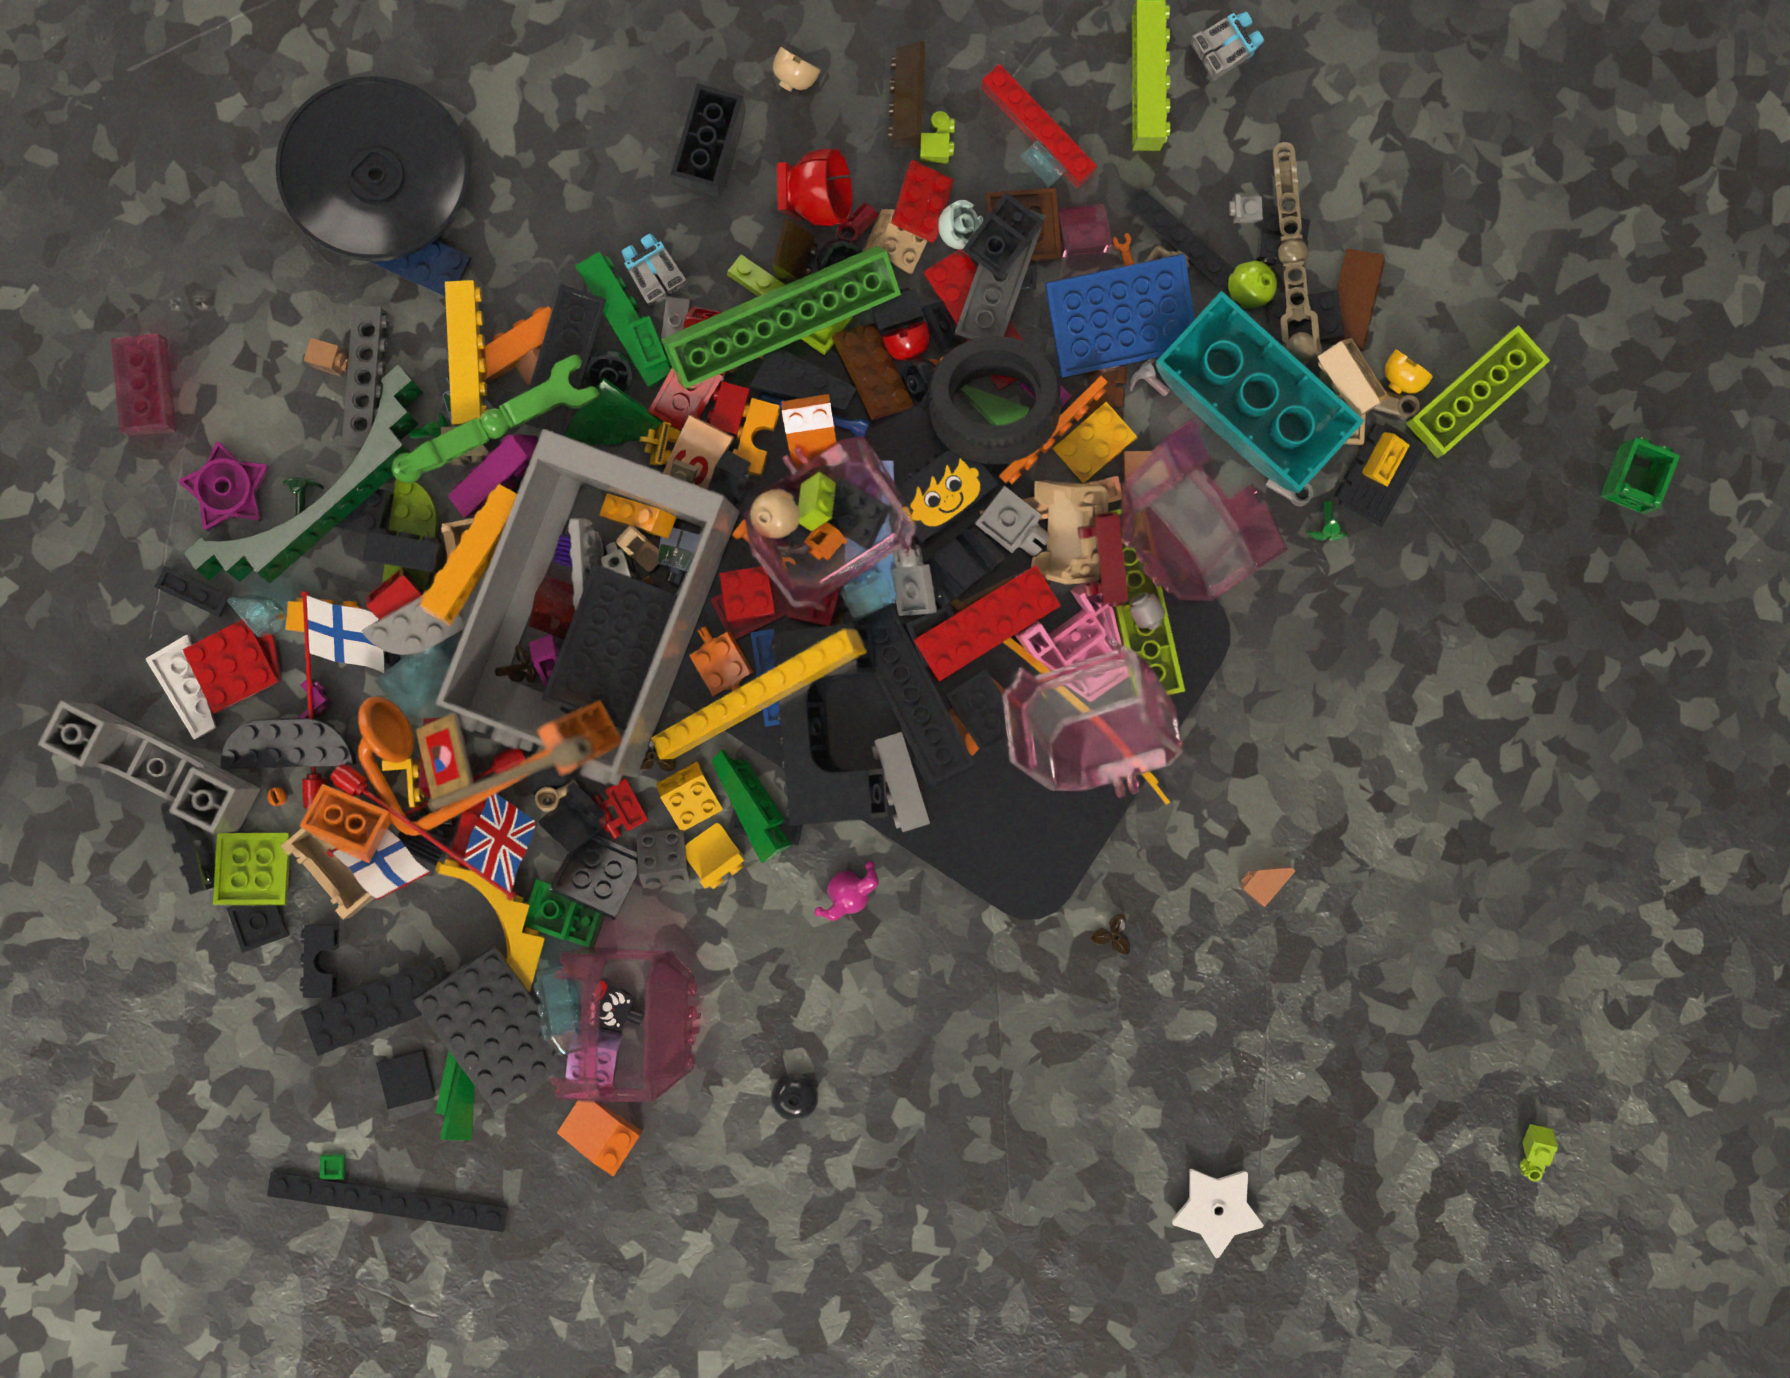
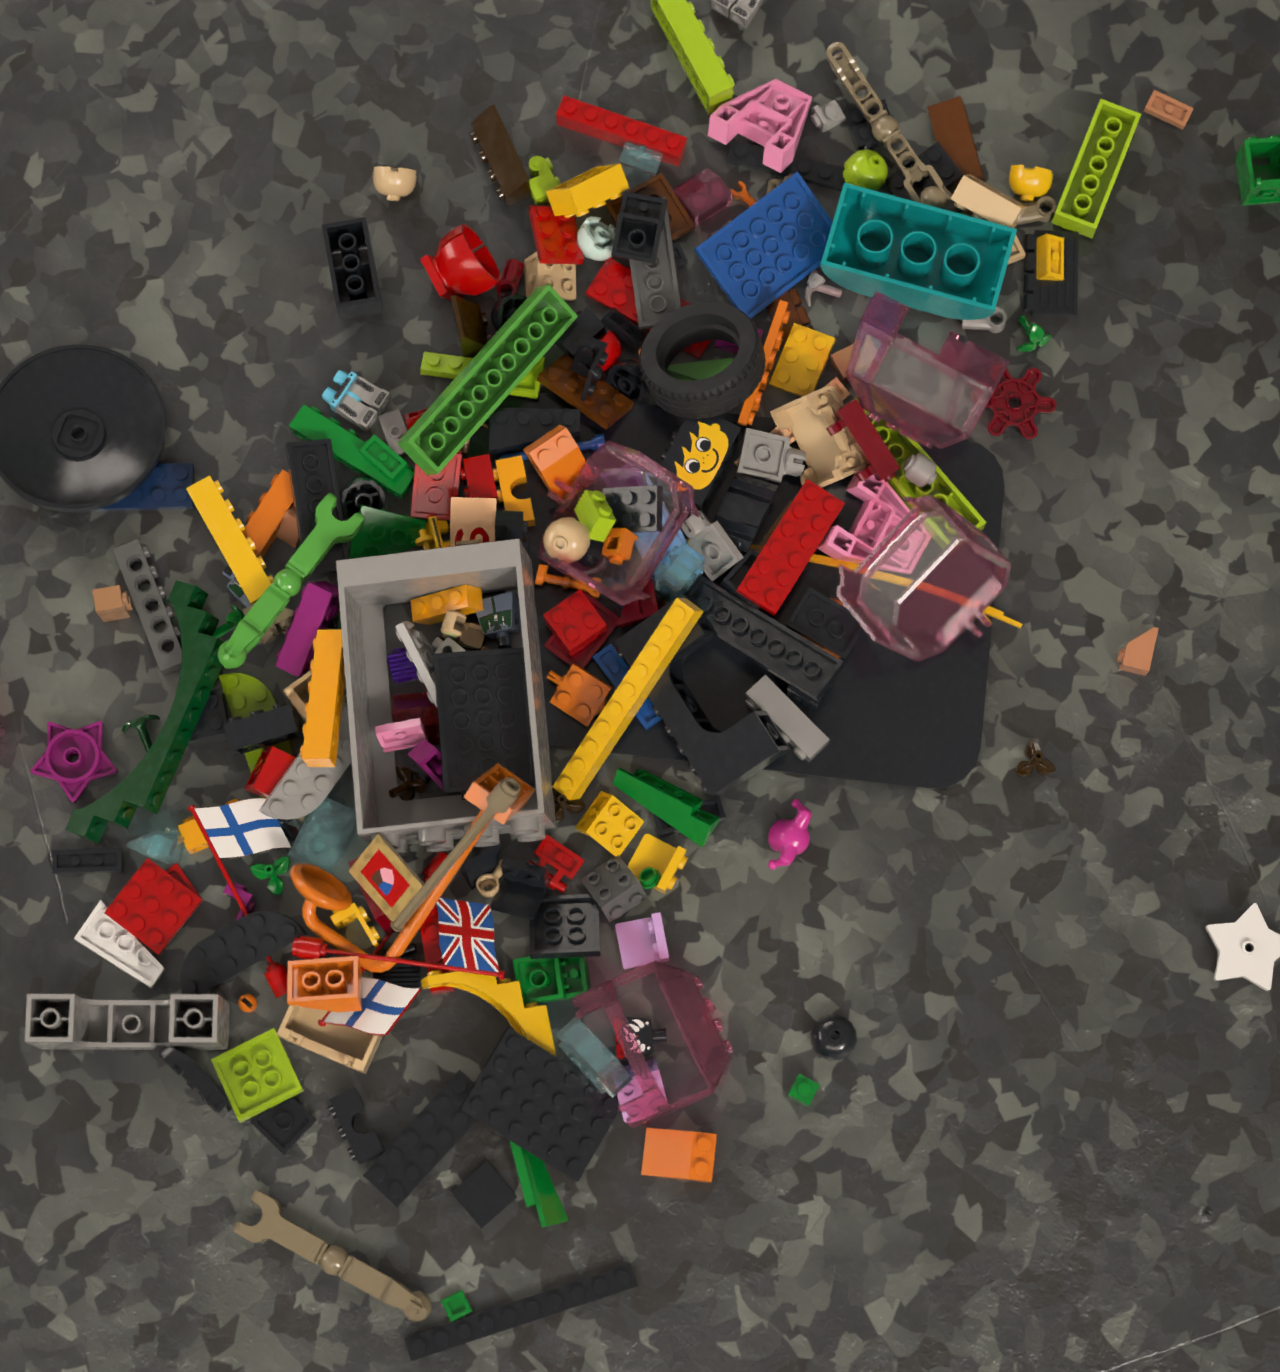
camera: 25 degrees left, 10 degrees down
(273, 1121) = (332, 1259): none -> dark tan piece
(350, 683) = (264, 871): none -> green plant
(534, 619) = (400, 734): none -> bright pink plate
(663, 922) = (642, 941): none -> lavender bracket
(698, 868) = (649, 878): none -> green plate
(740, 1133) = (803, 1090): none -> green brick
(889, 345) = (588, 362): none -> black bracket
(973, 173) = (588, 190): none -> yellow brick
(1187, 181) = (767, 115): none -> bright pink wedge
(1290, 593) = (1030, 404): none -> dark red plate
(1580, 366) = (1168, 109): none -> nougat plate

